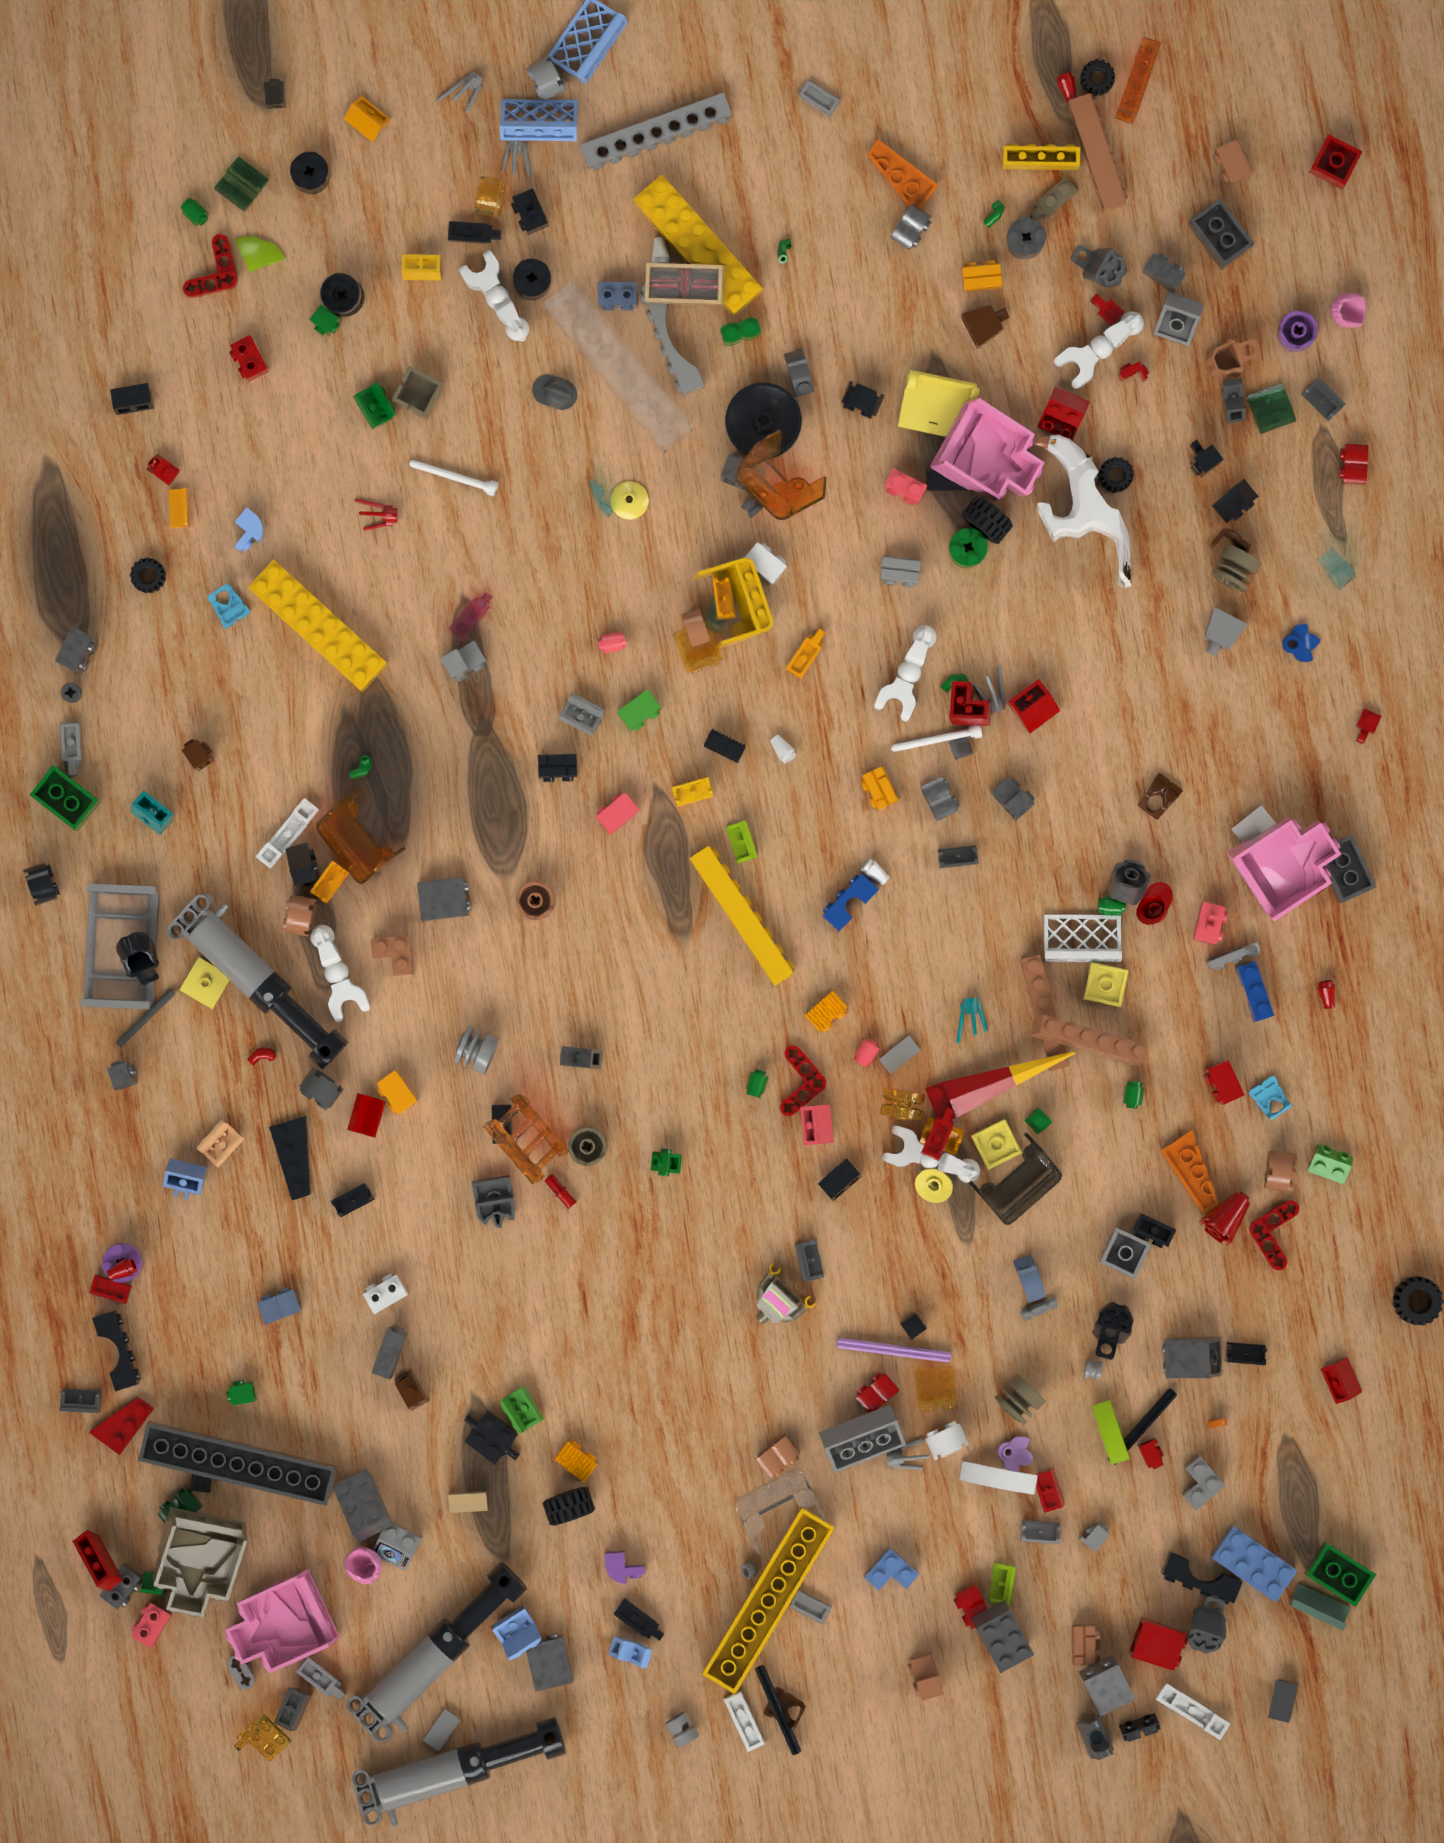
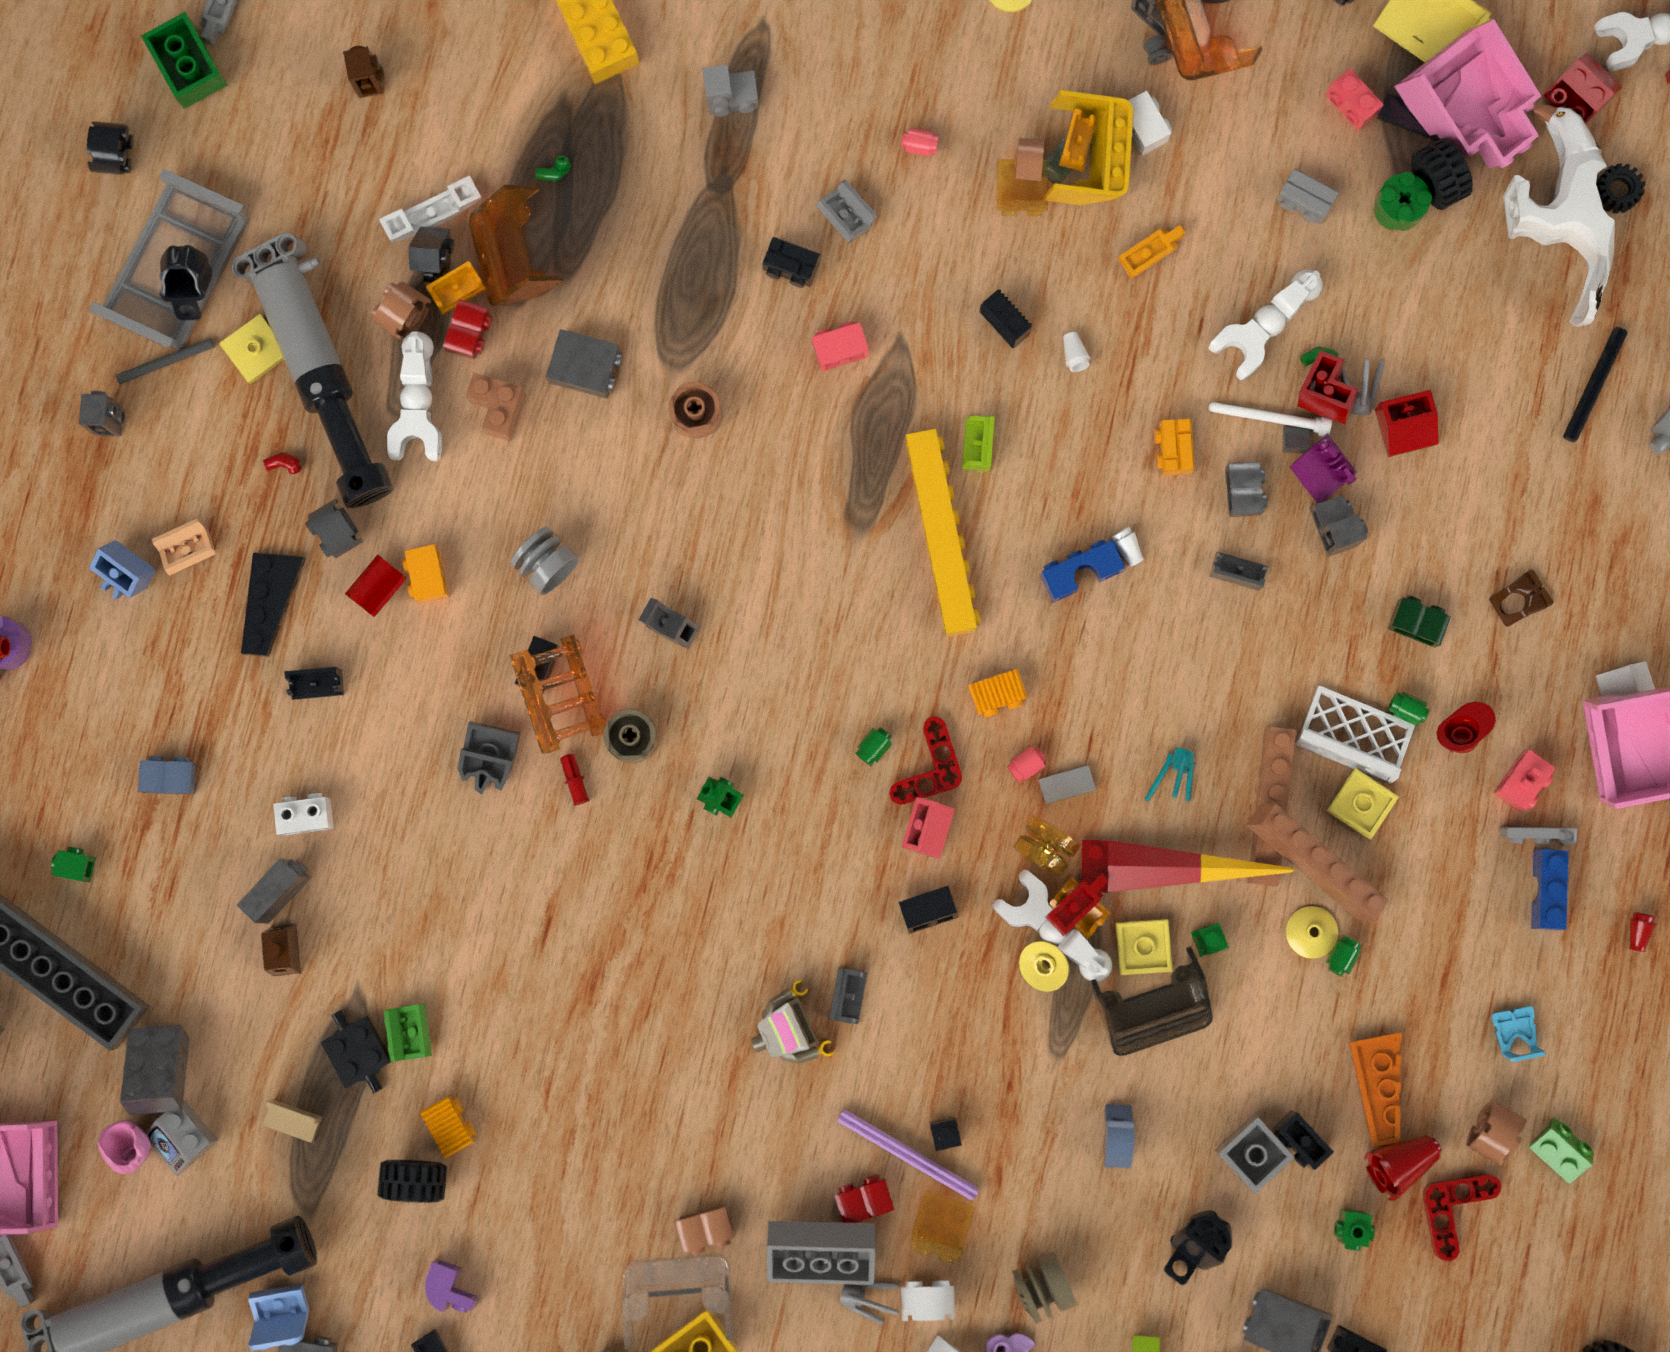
camera: 25 degrees right, 5 degrees down
(151, 812) = (279, 118): teal brick -> none
(350, 908) = (467, 329): none -> red brick
(471, 616) = (762, 45): clear pink hinge -> none
(639, 711) = (919, 235): bright green brick -> none
(692, 792) = (943, 358): yellow hinge -> none
(988, 762) = (1323, 469): none -> magenta hinge
(1039, 1309) = (1114, 1180): light grey axle -> none
(1092, 1370) = (1152, 1288): light grey wheel -> none
(1095, 842) = (1419, 622): none -> dark green brick
(1097, 1081) = (1298, 932): none -> light yellow dish
(1128, 882) = (1444, 686): flat silver brick -> none
(1152, 627) = (1595, 384): none -> black axle
(1205, 1270) = (1348, 1222): none -> green brick
(1223, 1082) = (1467, 988): red brick -> none

